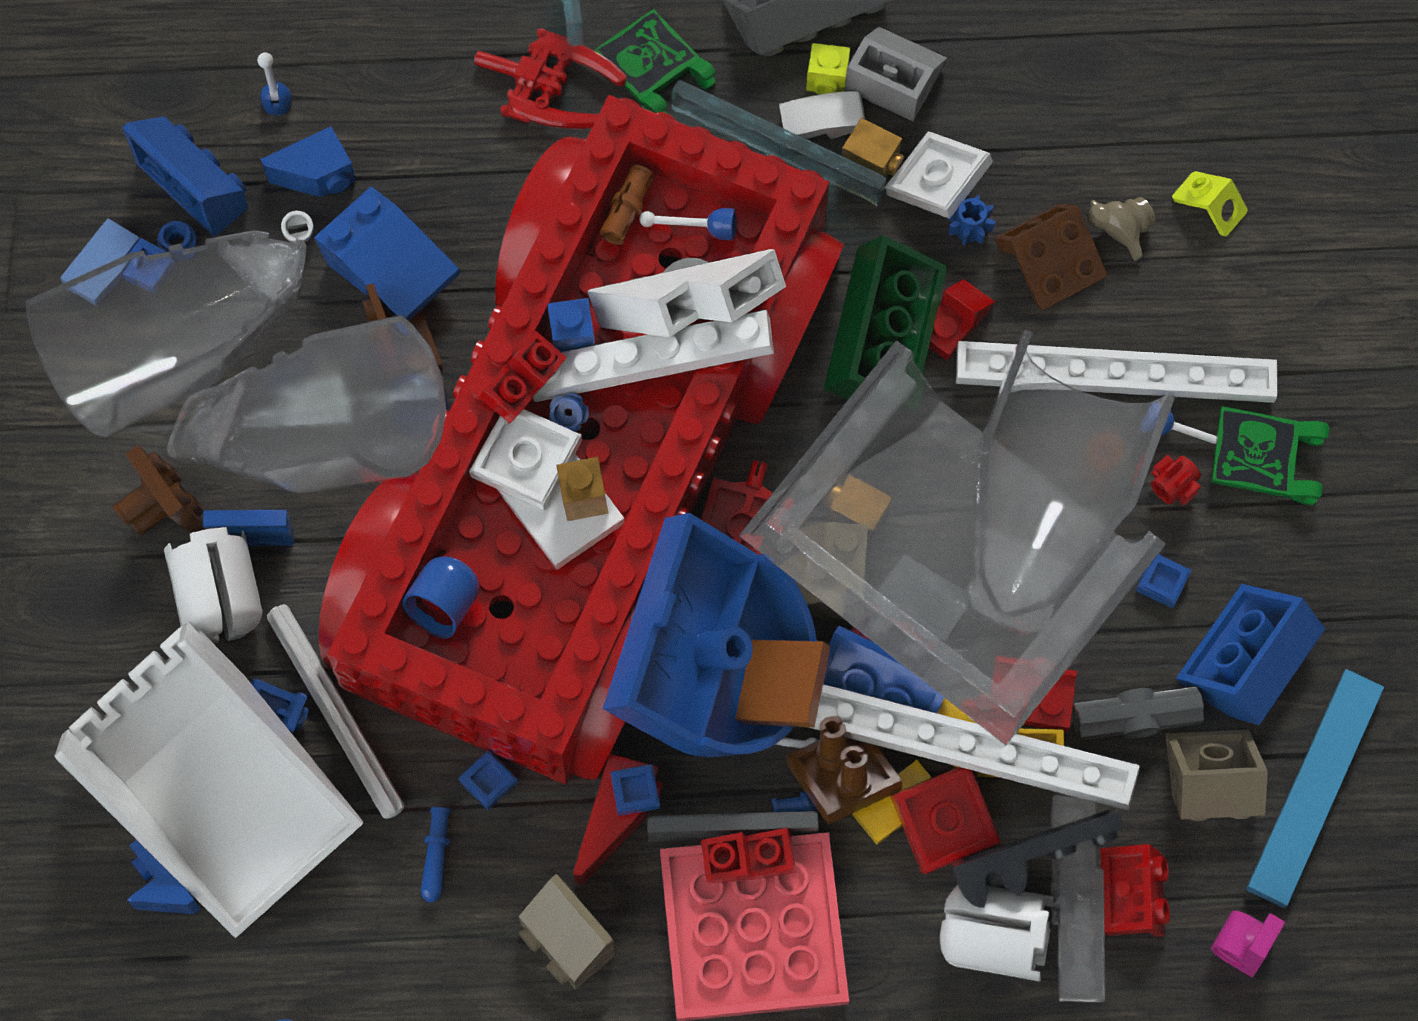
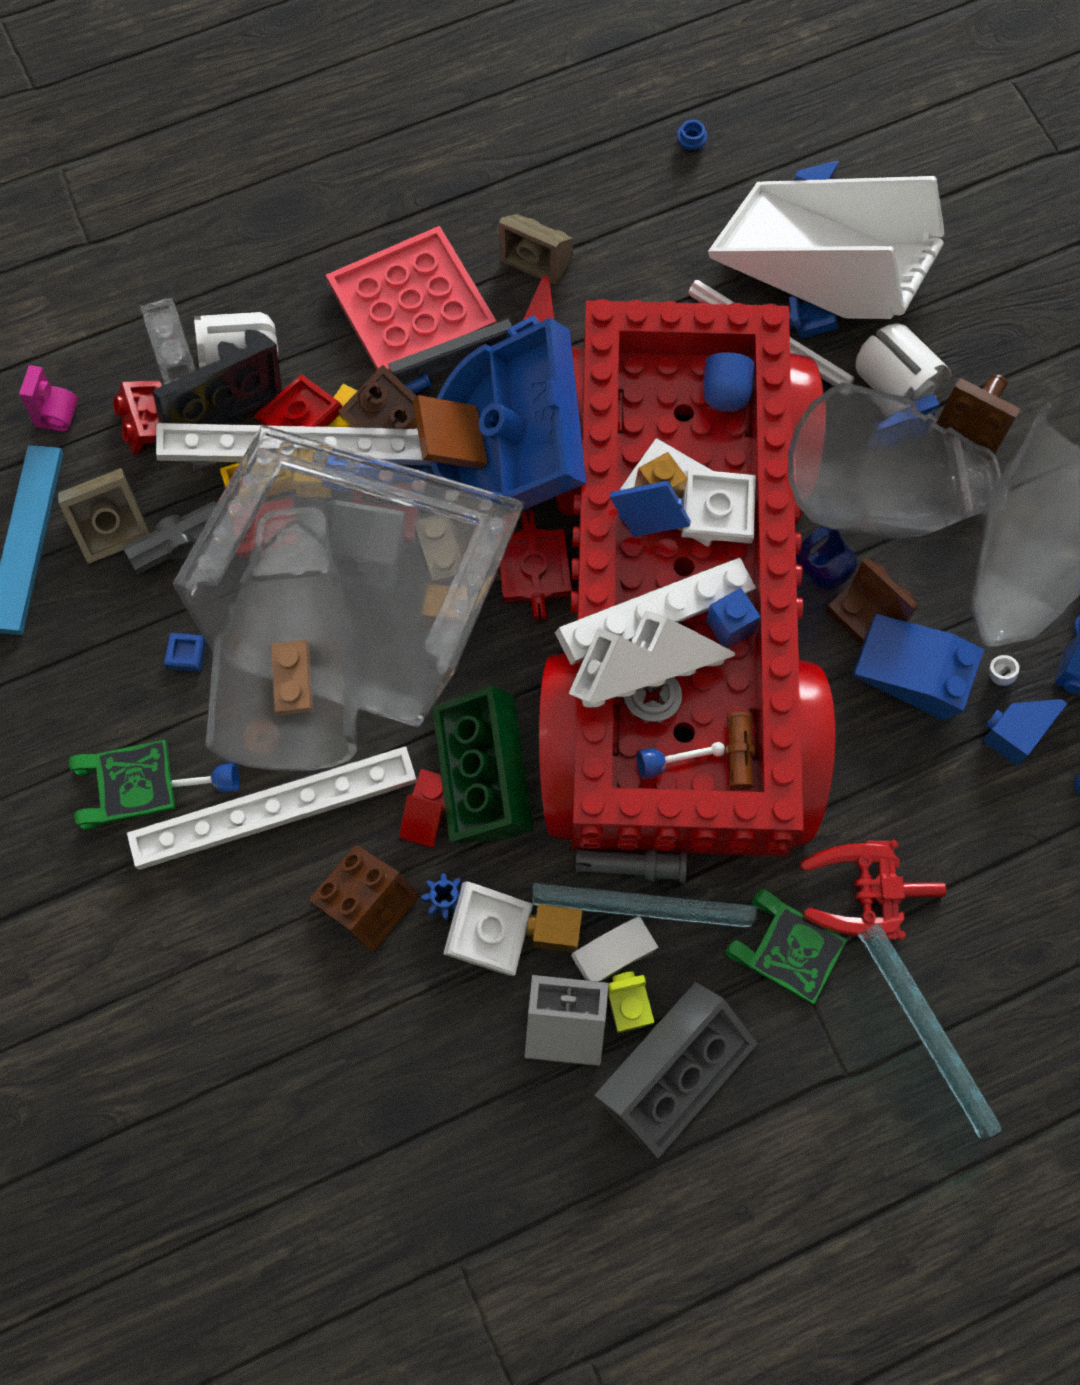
camera: 160 degrees right, 0 degrees up
(434, 864) = (653, 278): blue piece -> none
(522, 377) = (751, 550): red slope -> none
(569, 401) = (703, 558): blue plate -> none
(609, 458) = (650, 508): none -> blue piece
(748, 856) = (437, 327): red slope -> none
(1057, 478) = (292, 677): none -> medium nougat plate
(1123, 221) = (309, 950): dark tan animal -> none
(1175, 480) = (191, 726): red gear -> none
(1211, 193) = (237, 1007): neon yellow bracket -> none
(1252, 652) = (98, 613): blue slope -> none

